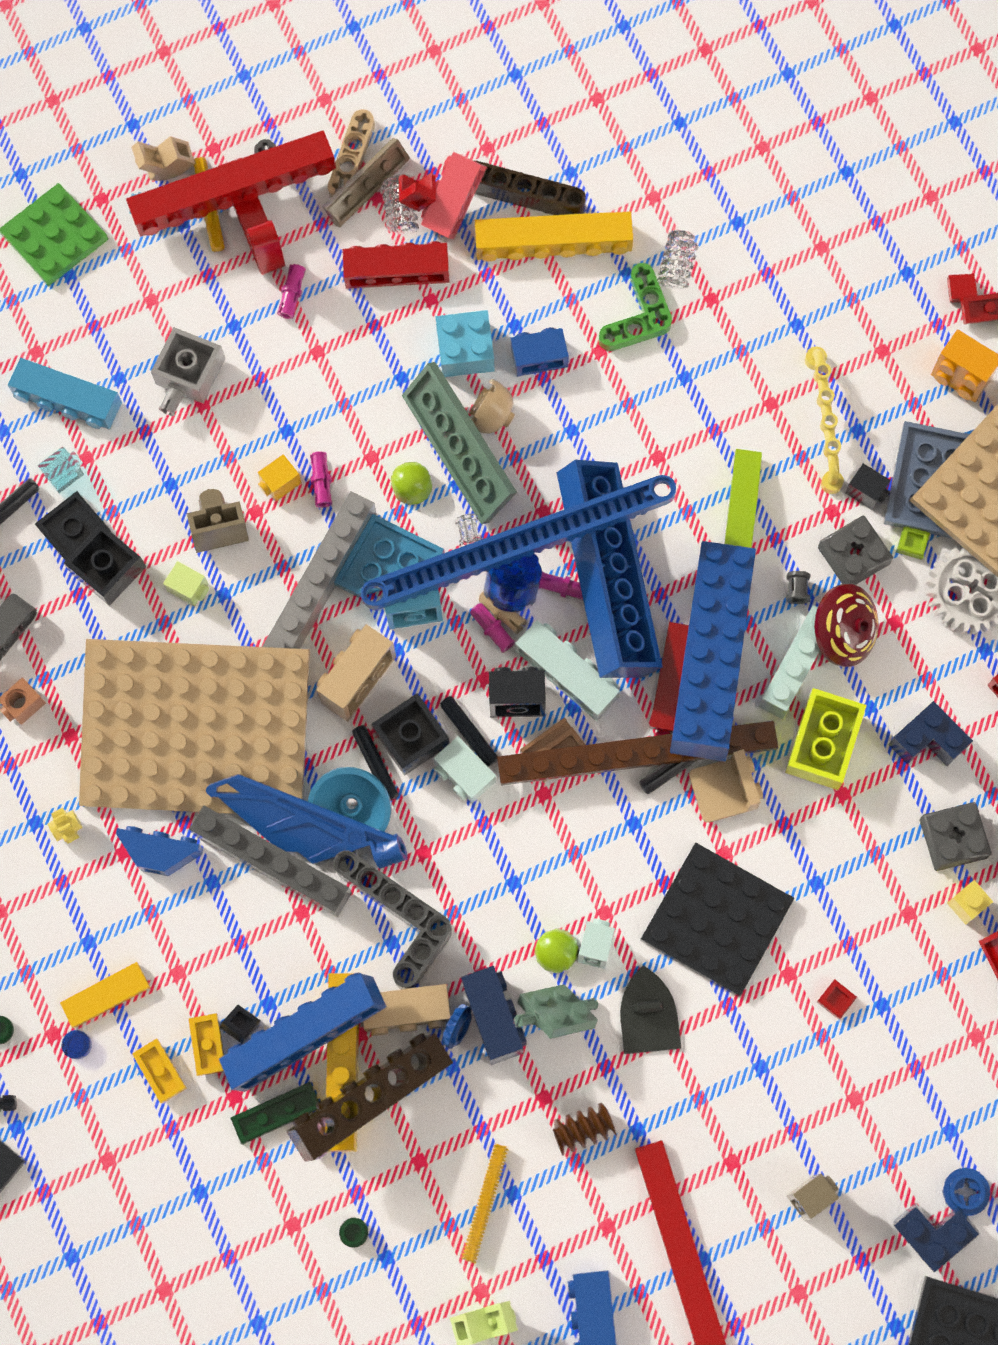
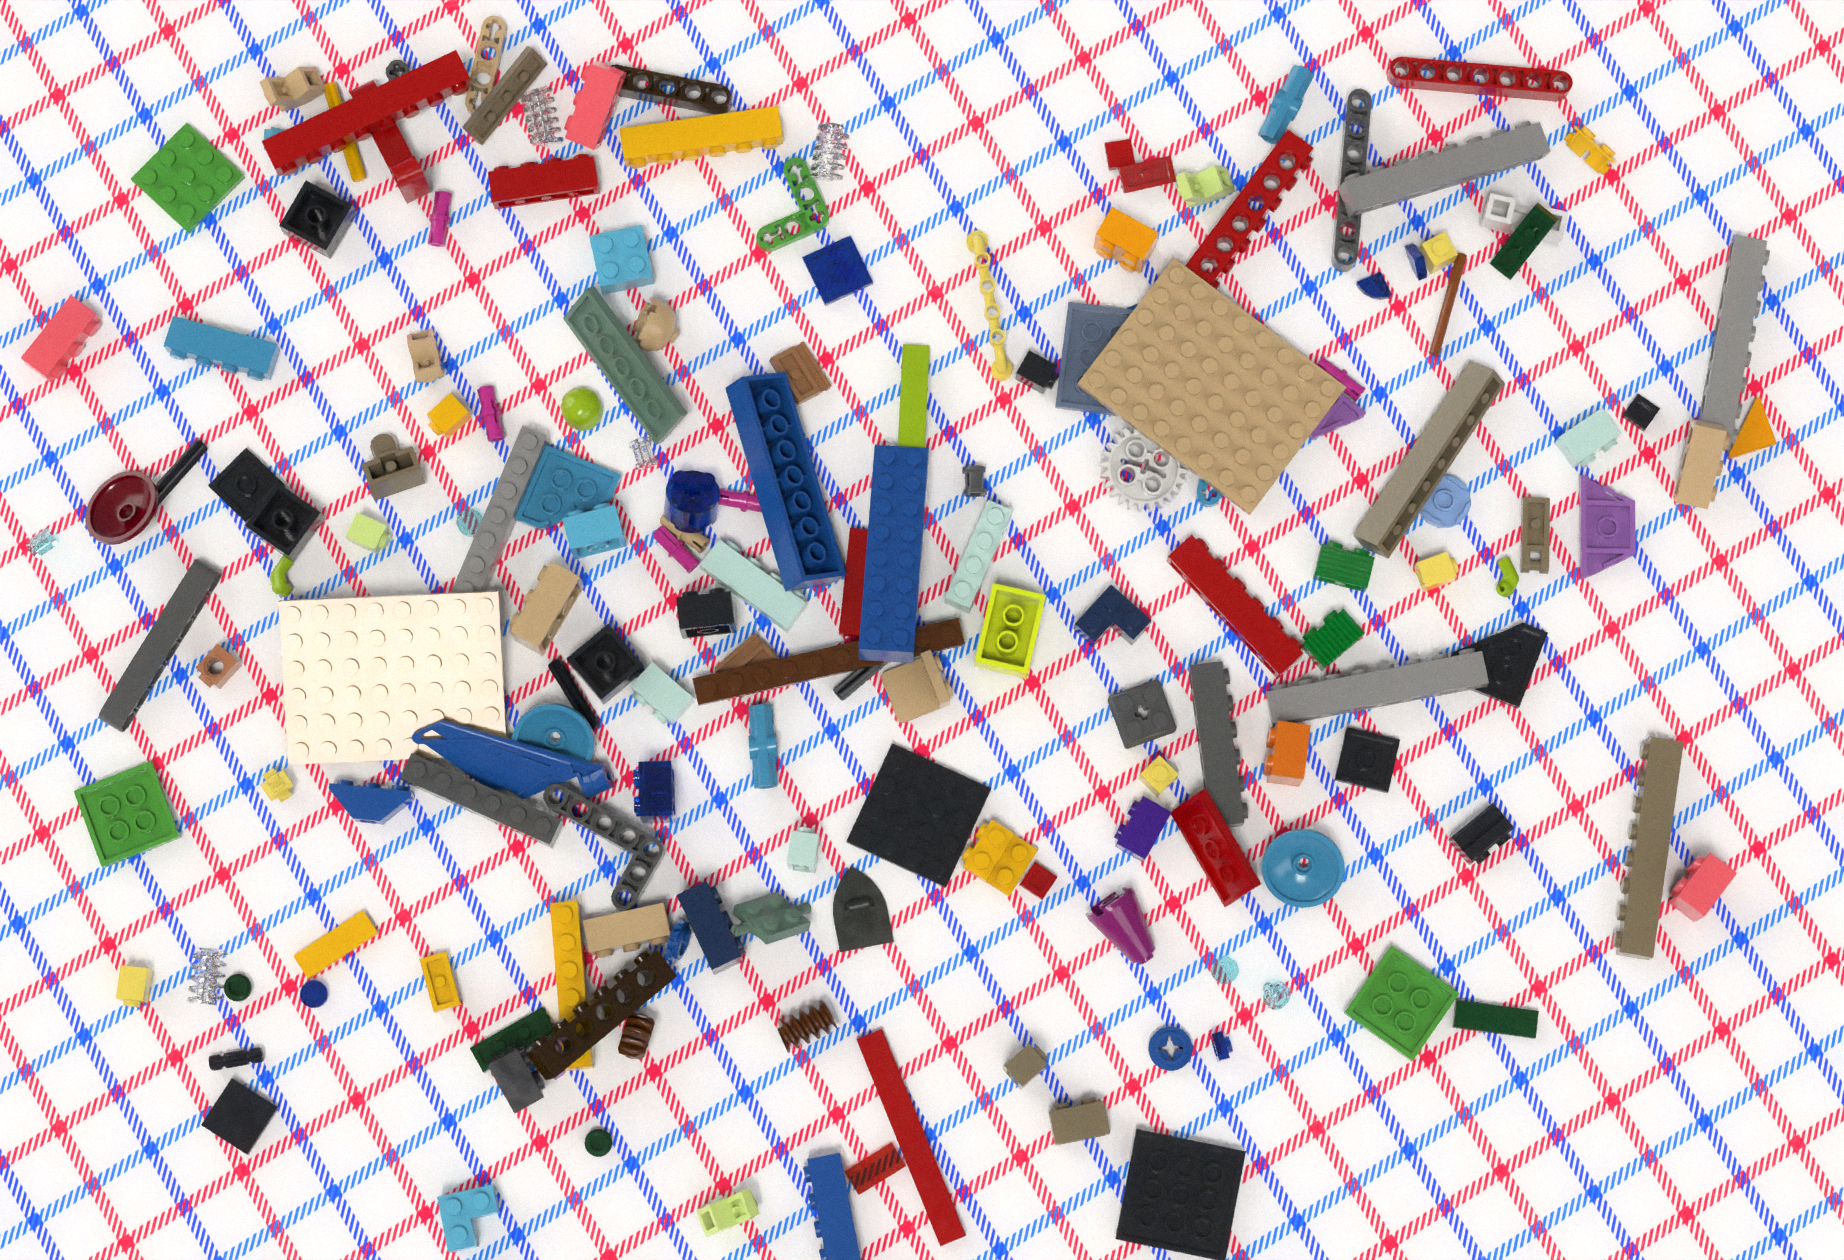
camera: 10 degrees left, 5 degrees up
(61, 469) = (228, 426): clear light blue brick -> none
(92, 619) = (278, 577): none -> lime arm
(159, 1071) = (397, 1011): yellow plate -> none
(172, 280) = (317, 219): none -> black brick
(186, 368) = (351, 324): light grey brick -> none
(197, 1298) = (460, 1209): none -> medium azure brick
(240, 1024) = (469, 959): black tile -> none
(262, 418) = (425, 356): none -> tan brick
(273, 1154) = (515, 1077): none -> black brick
(287, 582) = (468, 522): none -> clear light blue tile
(302, 1032) = (530, 961): blue brick -> none
(404, 1122) = (636, 1036): none -> reddish brown gear
(417, 193) = (558, 106): red panel -> none
(449, 868) = (656, 792): none -> clear blue brick
(469, 731) = (662, 654): black axle -> none
(484, 1203) = (718, 1103): yellow axle -> none
(518, 542) = (693, 467): blue gear -> none
(539, 351) = (697, 260): blue brick -> none
(556, 950) = (766, 860): lime hair -> none
(562, 833) = (762, 746): none -> dark azure piece
(632, 461) = (802, 371): none -> medium nougat plate
(643, 1290) = (875, 1168): none -> clear red tile
(676, 373) = (837, 270): none -> clear blue tile
(797, 971) = (998, 857): none -> yellow plate
(846, 625) = (1022, 516): dark red dish -> none
(857, 535) = (1028, 457): dark grey brick -> none
(865, 1262) = (1079, 1121): none -> dark tan brick
(913, 542) = (1085, 424): lime tile -> none
(925, 1054) = (1124, 925): none -> magenta cone
(935, 1242) = (1138, 1096): dark blue brick -> none
(950, 954) = (1142, 829): none -> dark purple brick

